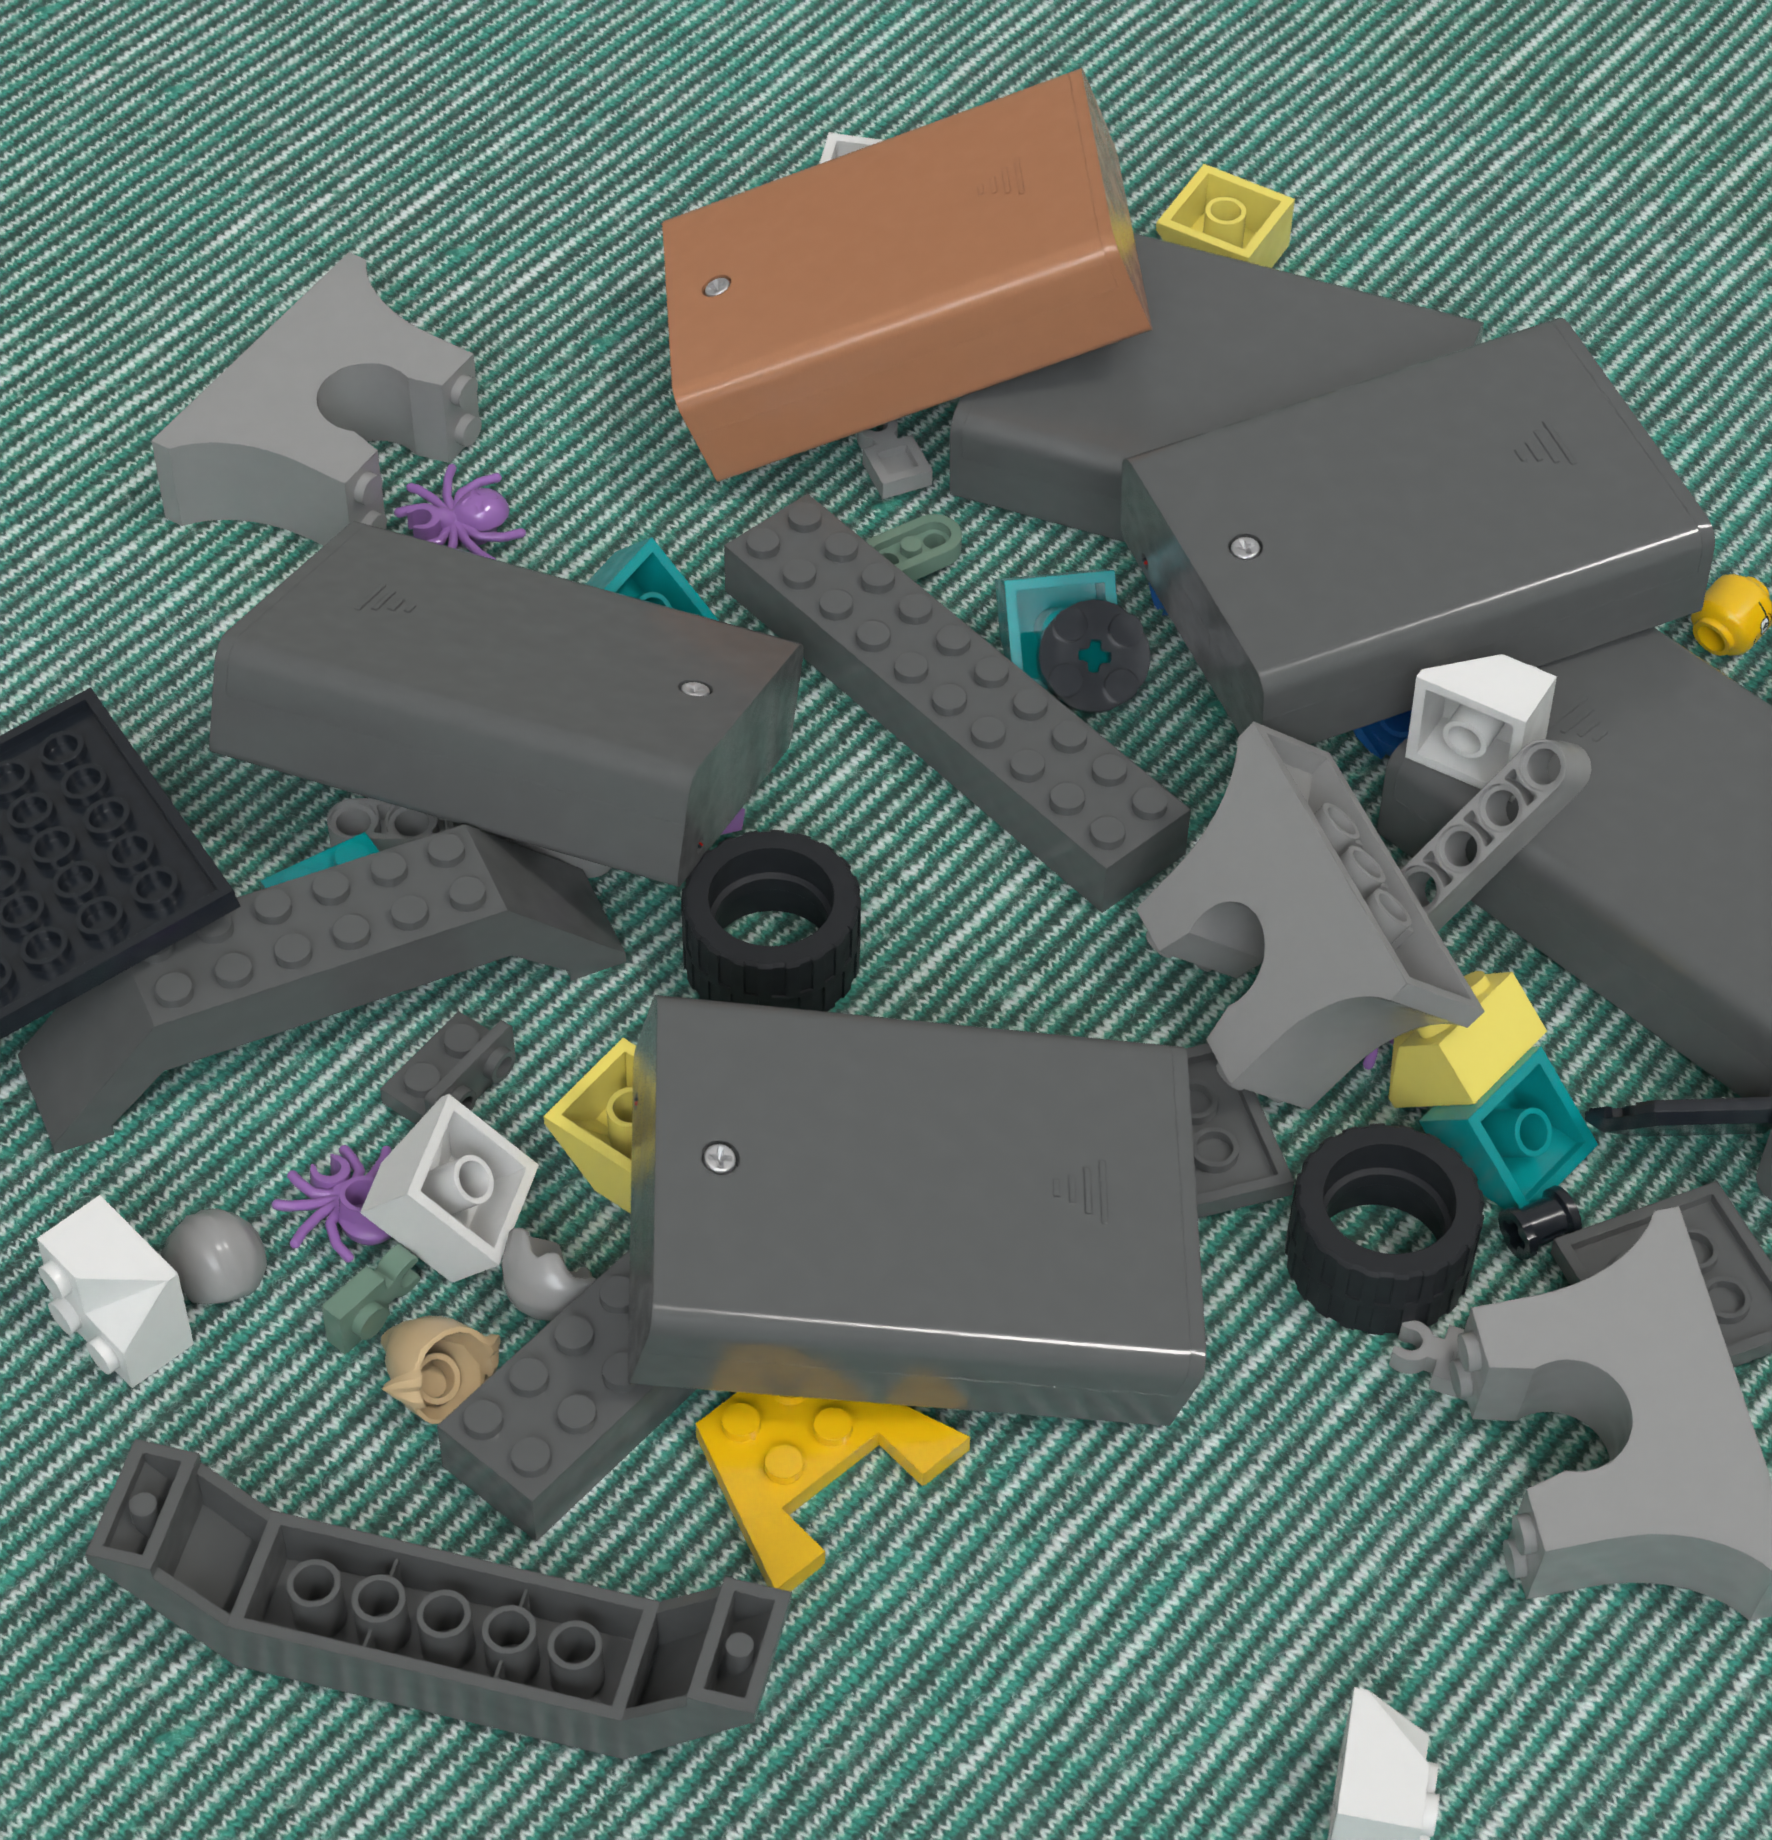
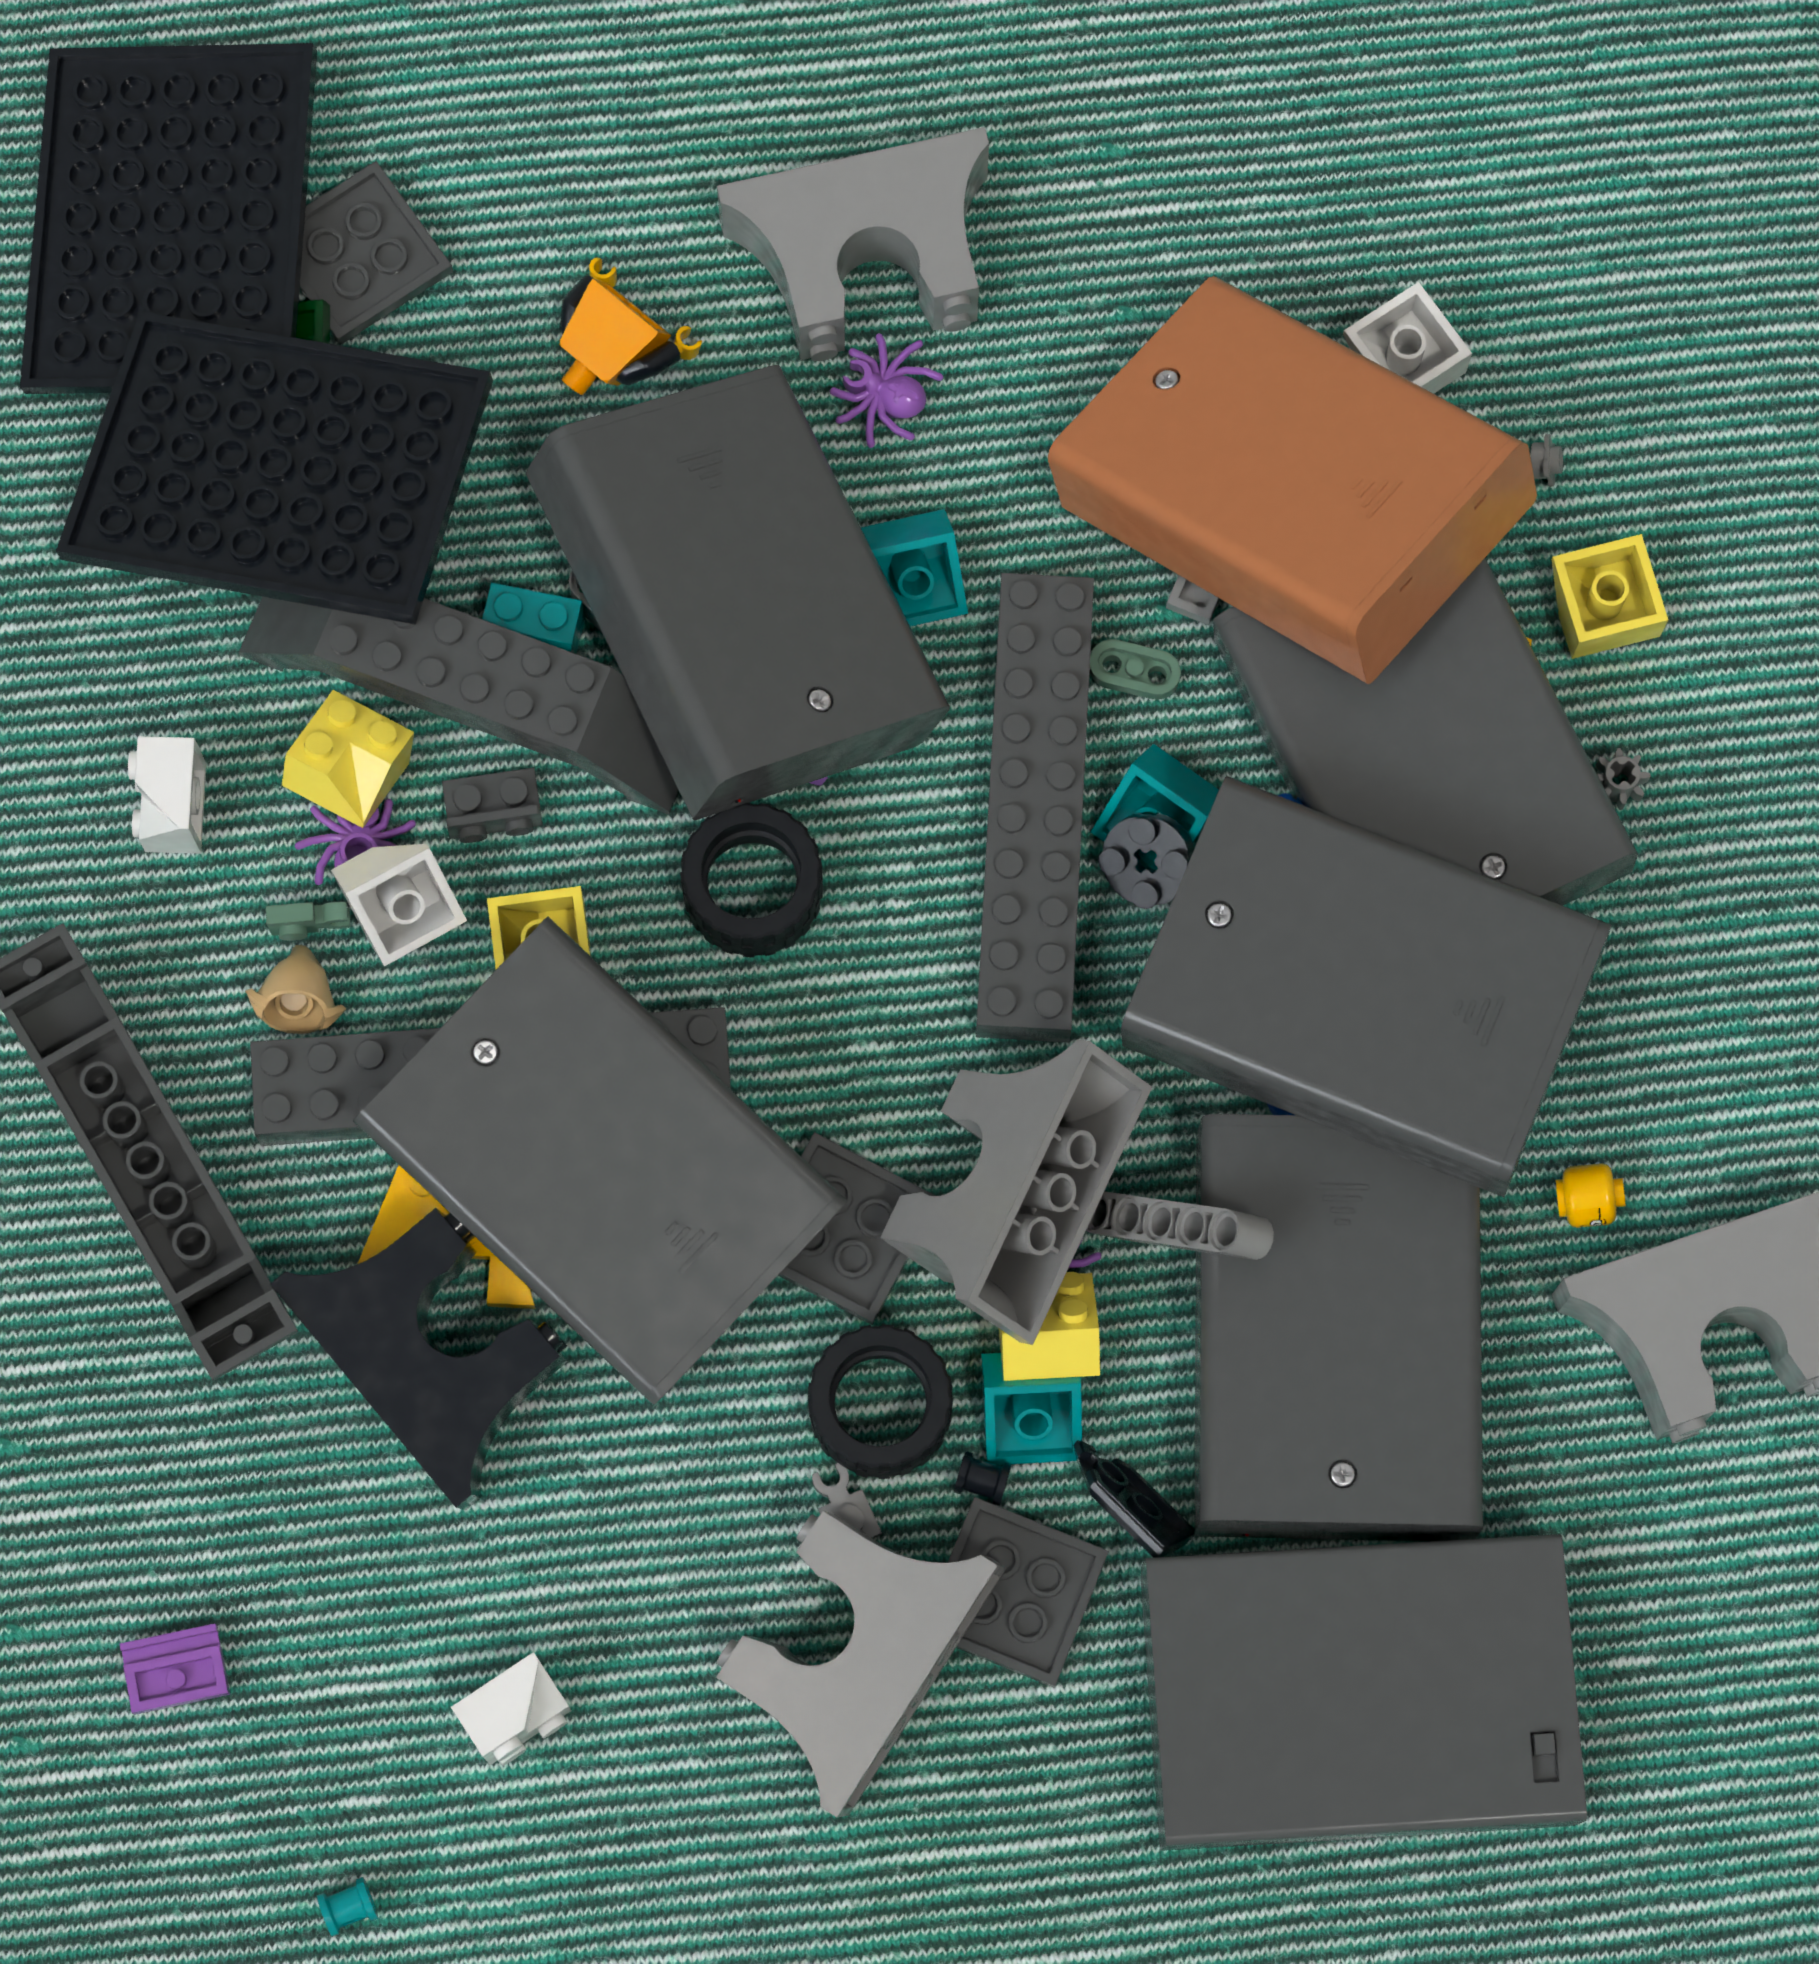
camera: 45 degrees right, 25 degrees up
(161, 639) = (614, 336): none -> light orange torso
(216, 1256) = (254, 811): light grey hair -> none
(270, 1125) = (347, 758): none -> light yellow slope
(538, 1277) = (406, 993): light grey hair -> none
(934, 1579) = (379, 1336): none -> black piece
(1478, 716) = (1253, 1155): white slope -> none

